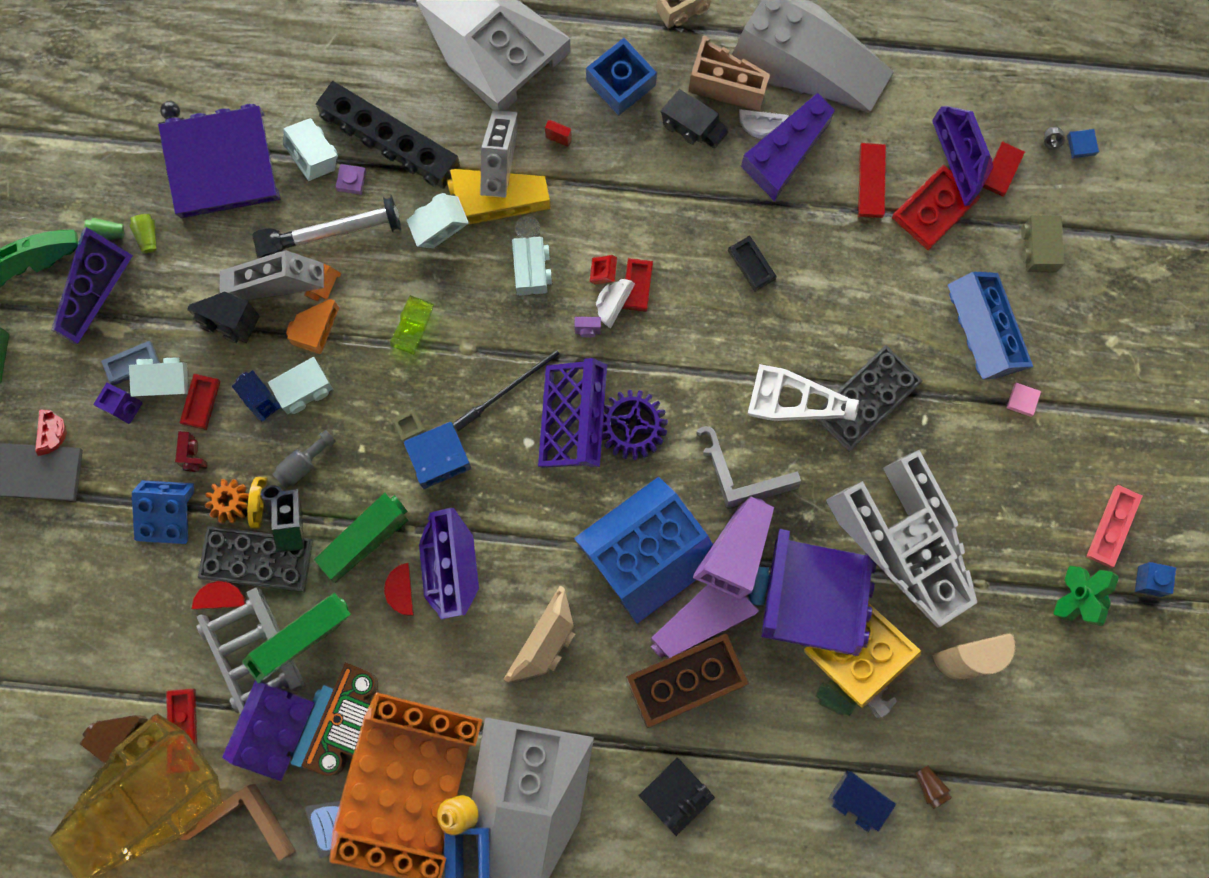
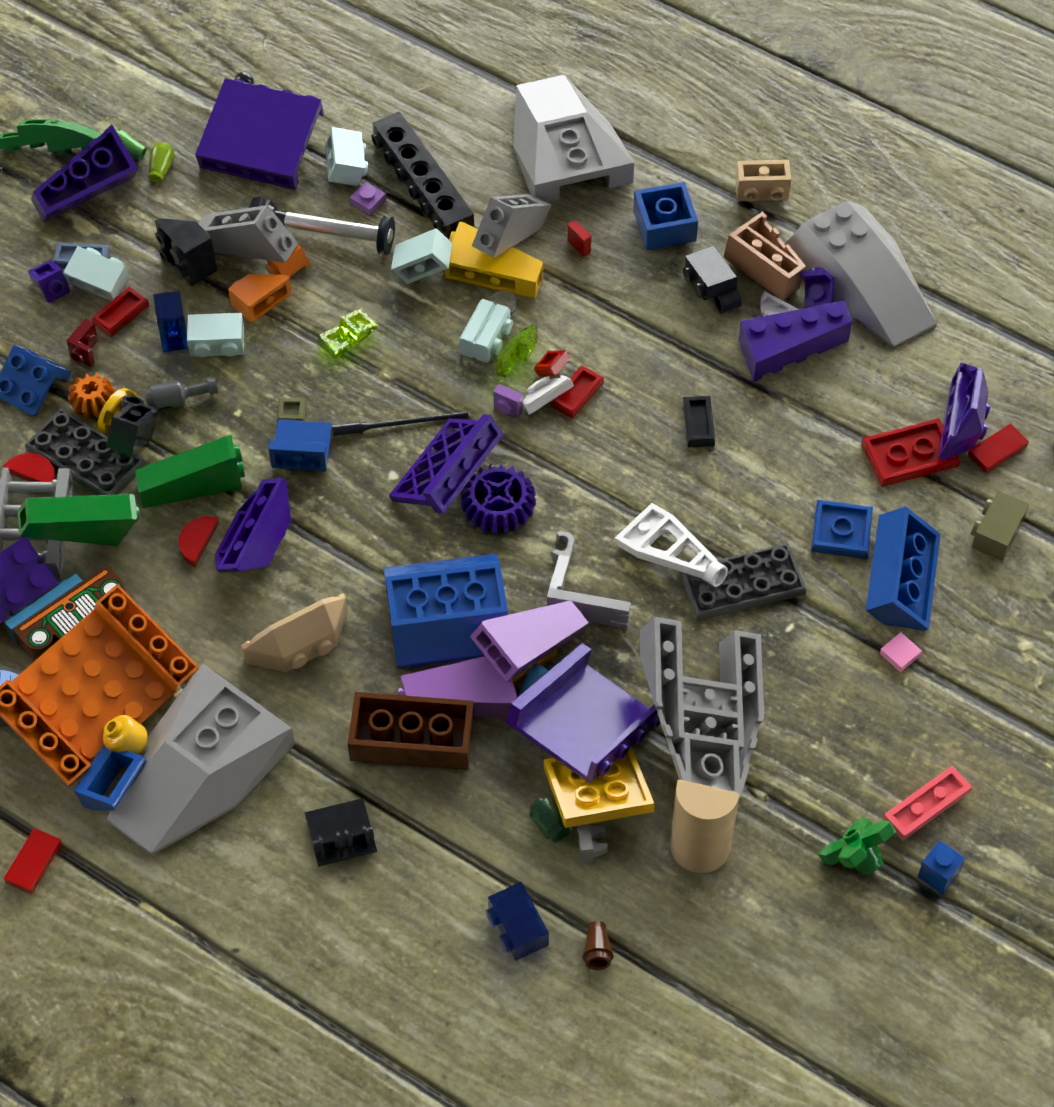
camera: 30 degrees right, 20 degrees down
(568, 268) = (517, 348): none -> clear neon green slope
(786, 88) = (818, 287): none -> dark purple bracket
(872, 180) = (859, 402): red tile -> none
(919, 308) = (842, 529): none -> blue tile

